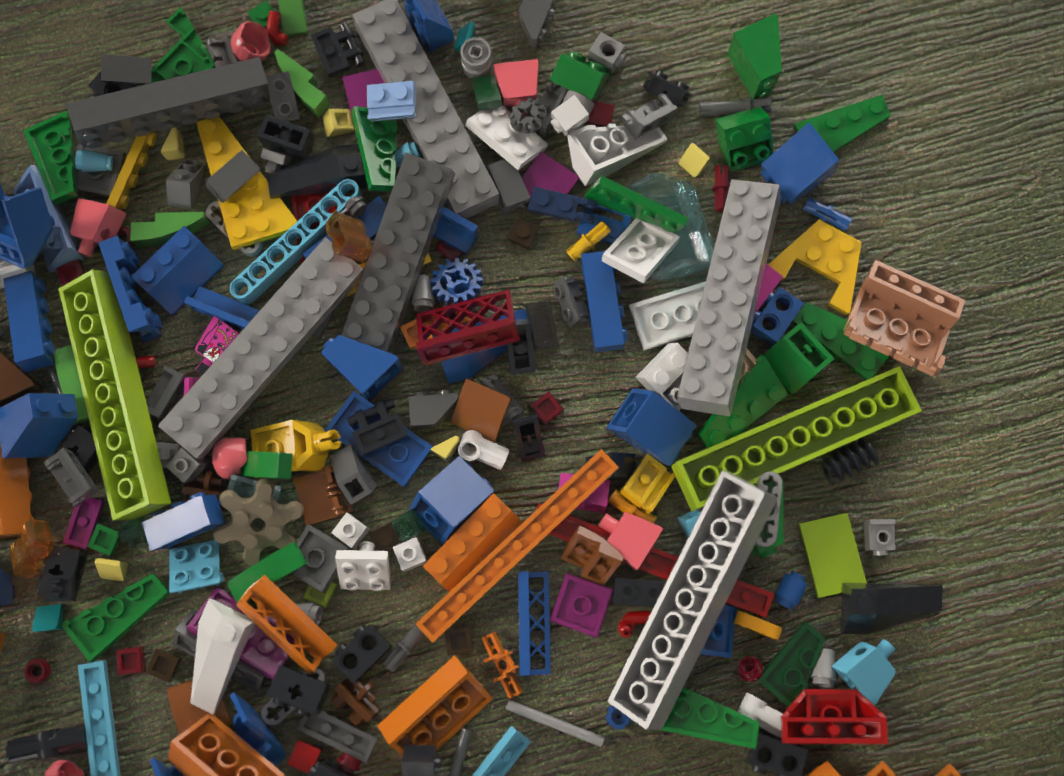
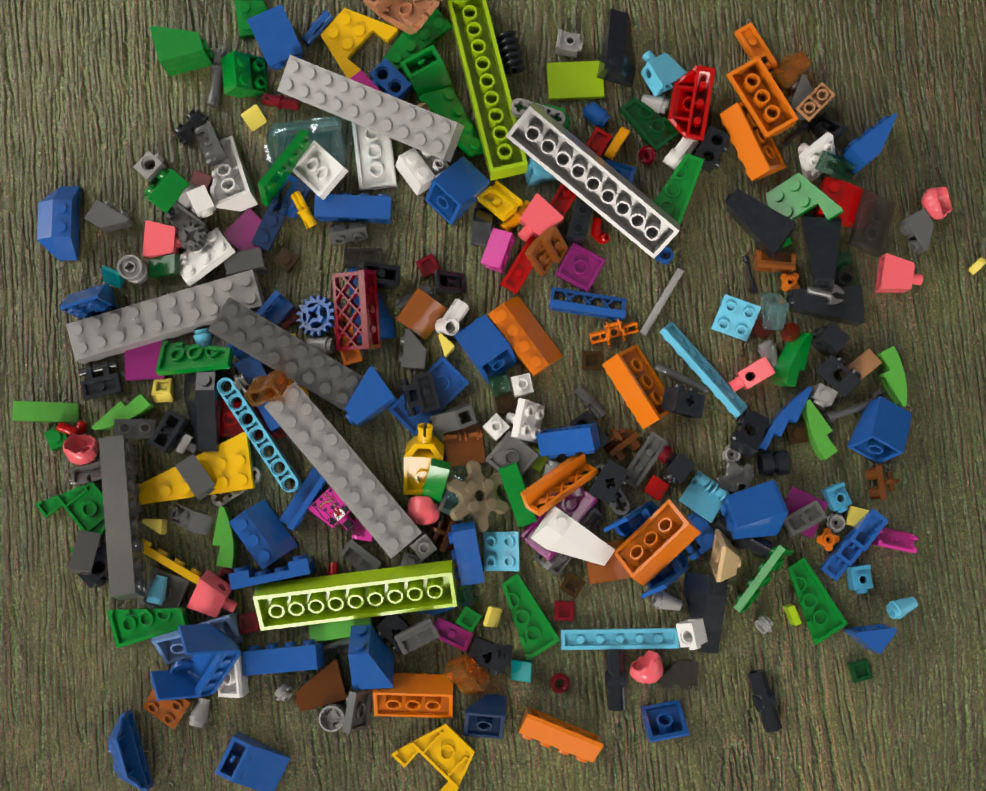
camera: 85 degrees left, 5 degrees up
(345, 627) = (568, 440): none -> blue brick
(391, 101) = (158, 339): light blue plate -> none
(516, 545) = (529, 302): orange plate -> none

